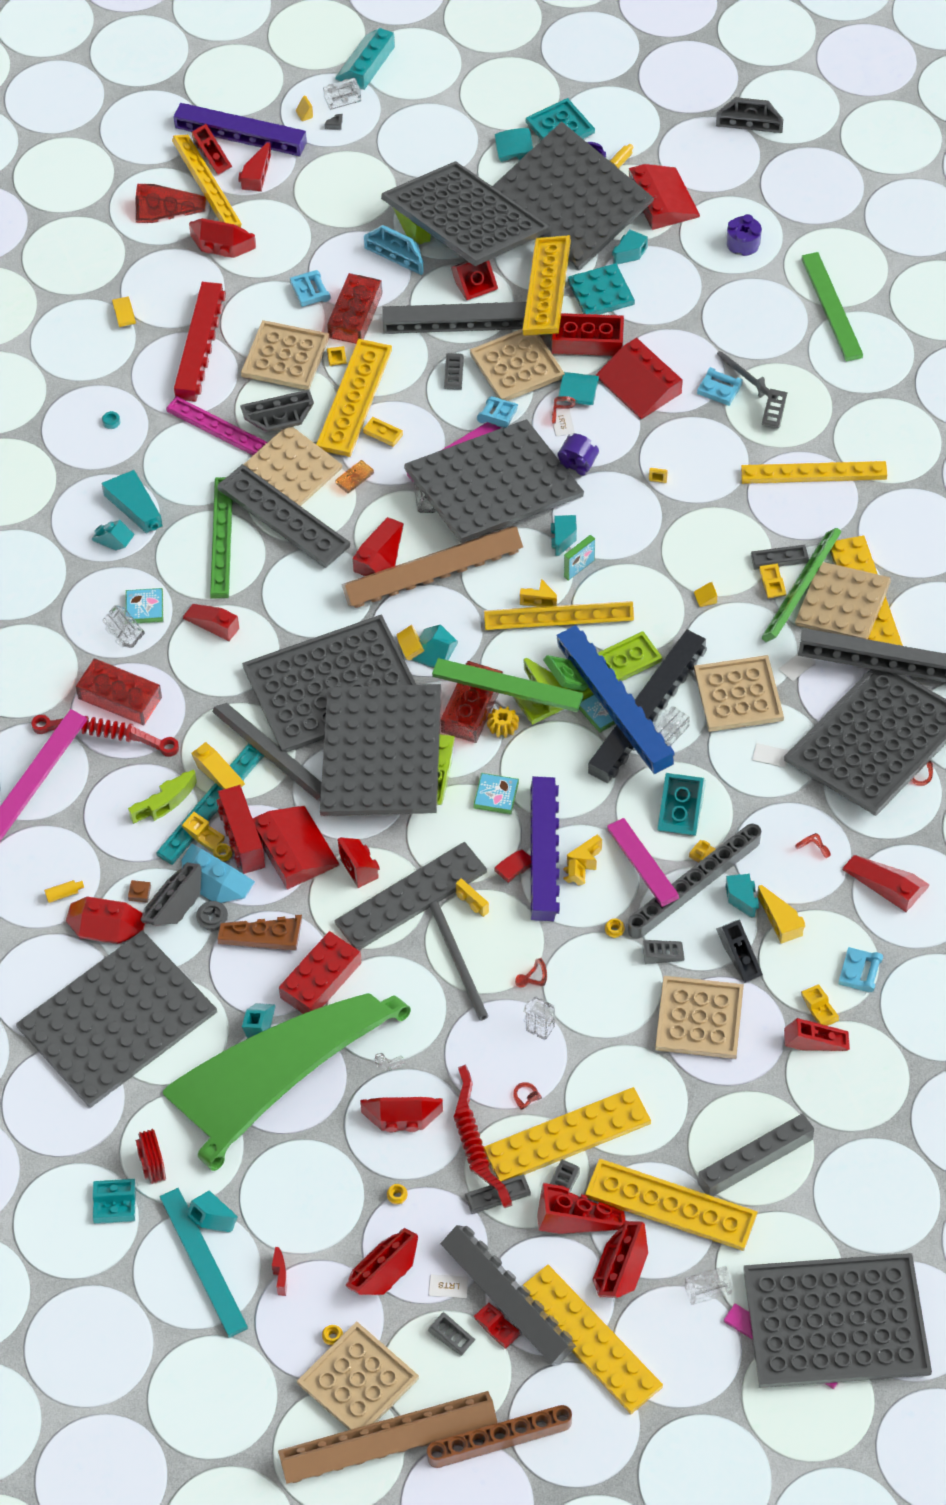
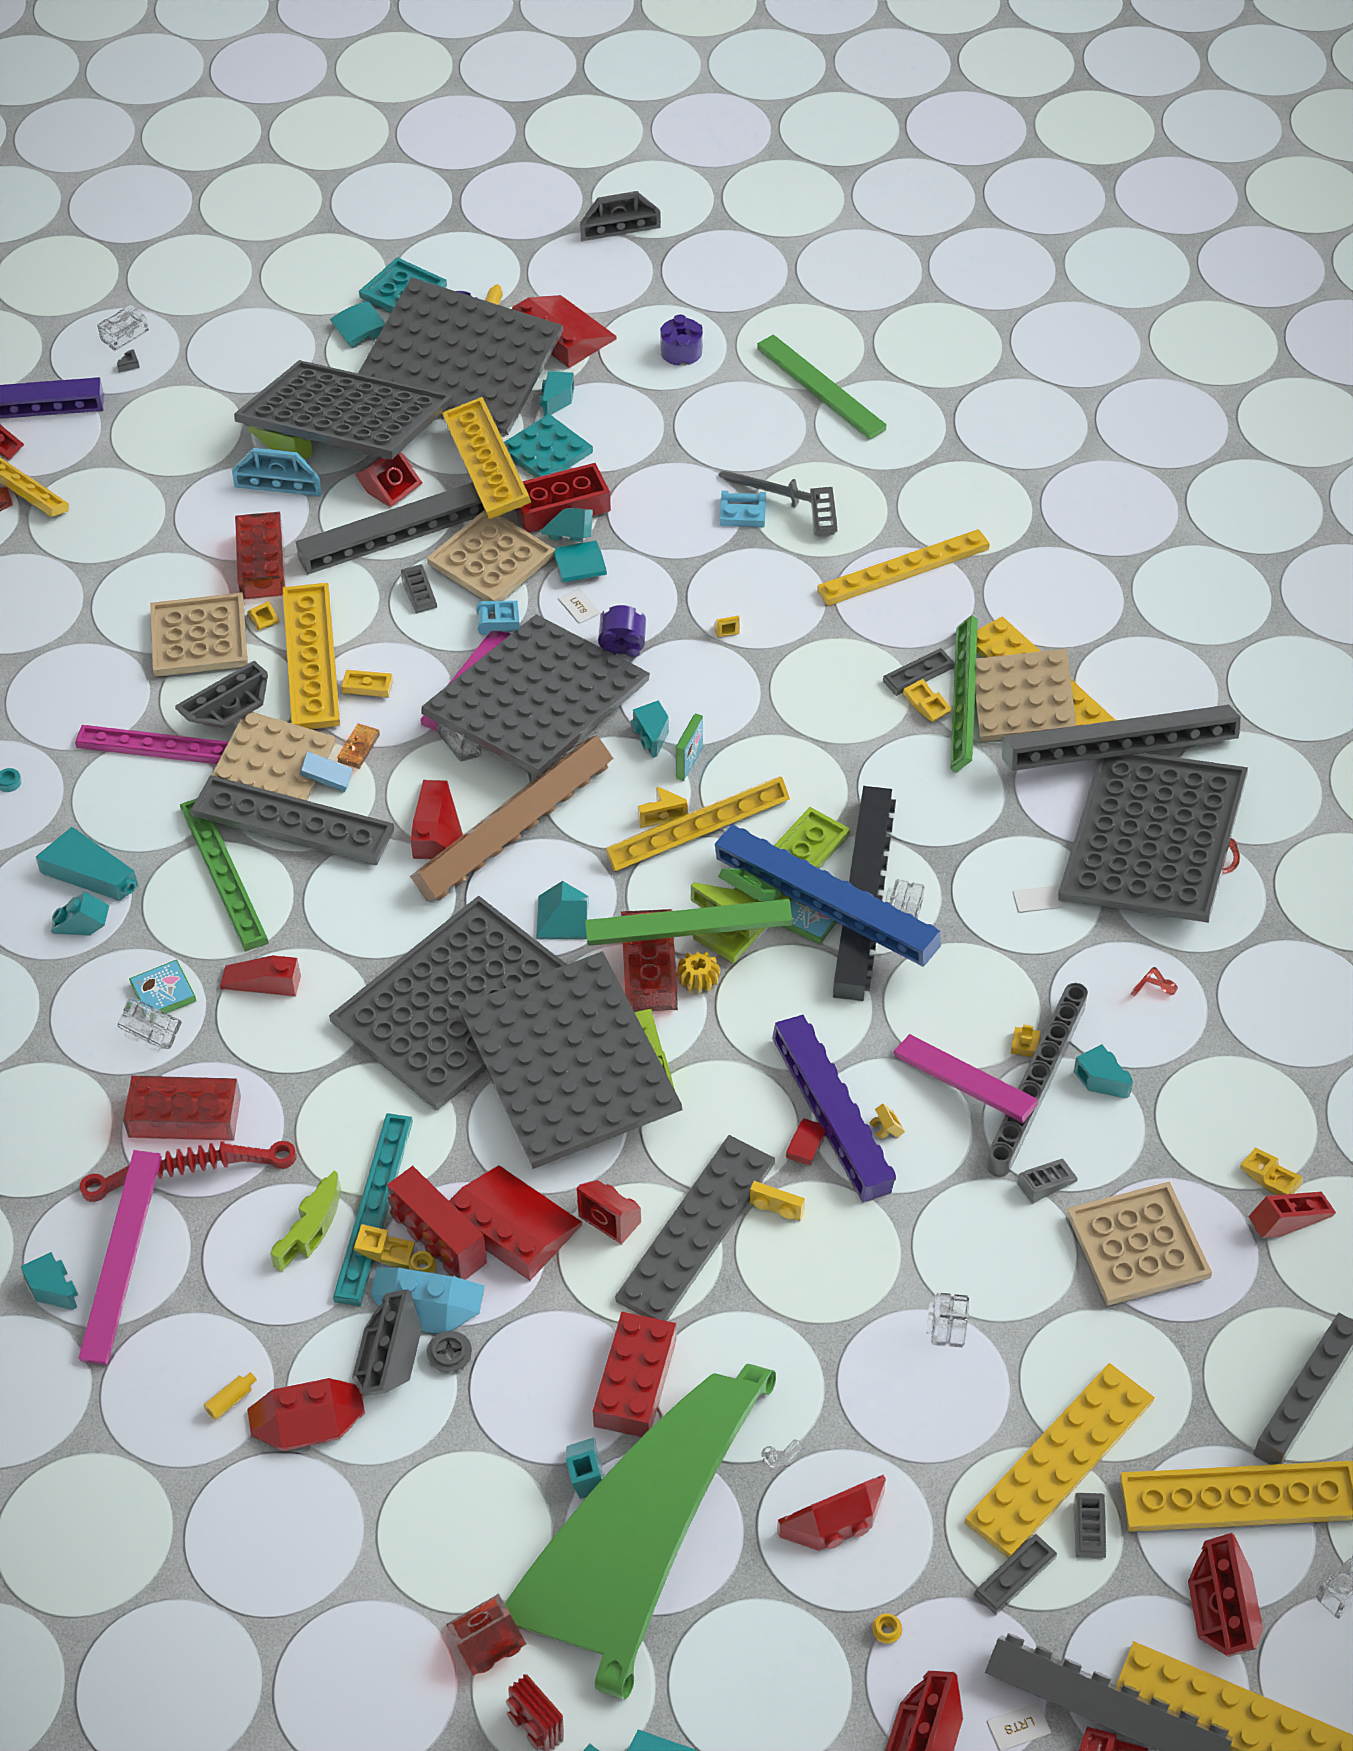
camera: 25 degrees left, 5 degrees down
(116, 1018) = (385, 1543): dark grey plate -> none
(139, 891) = (334, 1357): dark orange plate -> none
(147, 1098) = (486, 1635): none -> clear red slope
(199, 341) = (81, 652): red brick -> none
(215, 767) = (362, 1158): yellow slope -> none
(221, 238) = (50, 525): red wedge -> none
(255, 170) = (56, 441): red slope -> none
(263, 934) = (541, 1346): dark orange wing -> none
(269, 749) = (421, 1111): dark grey tile -> none
(304, 109) = (84, 356): yellow slope -> none
(305, 290) = (186, 554): medium azure plate -> none
(322, 488) = (326, 771): none -> tile
(368, 57) = (133, 279): teal slope -> none
(409, 642) = (531, 917): yellow slope -> none
(458, 960) = (801, 1288): dark grey piece -> none
(471, 1139) = (977, 1545): red piece -> none
(496, 793) = (735, 1061): tile -> none
(522, 980) = (894, 1282): clear red piece -> none
(535, 1095) = (976, 1441): clear red piece -> none
(562, 398) = (567, 600): clear red piece -> none
(569, 1213) = (1122, 1561): red wedge -> none
(584, 357) = (570, 523): none -> teal slope
(586, 852) = (889, 1093): yellow slope -> none
(614, 923) = (972, 1166): yellow plate -> none
(640, 379) = (647, 527): red slope -> none
(681, 804) = (969, 991): teal slope -> none
(706, 595) = (859, 741): yellow slope -> none
(738, 693) = (961, 840): tan plate -> none
(739, 950) = (1138, 1140): black slope -> none
(781, 916) = (1165, 1082): yellow slope -> none
(796, 666) = (1008, 786): white sticker -> none
(854, 966) = (1283, 1114): medium azure plate -> none
(891, 883) = (1265, 996): red wedge -> none

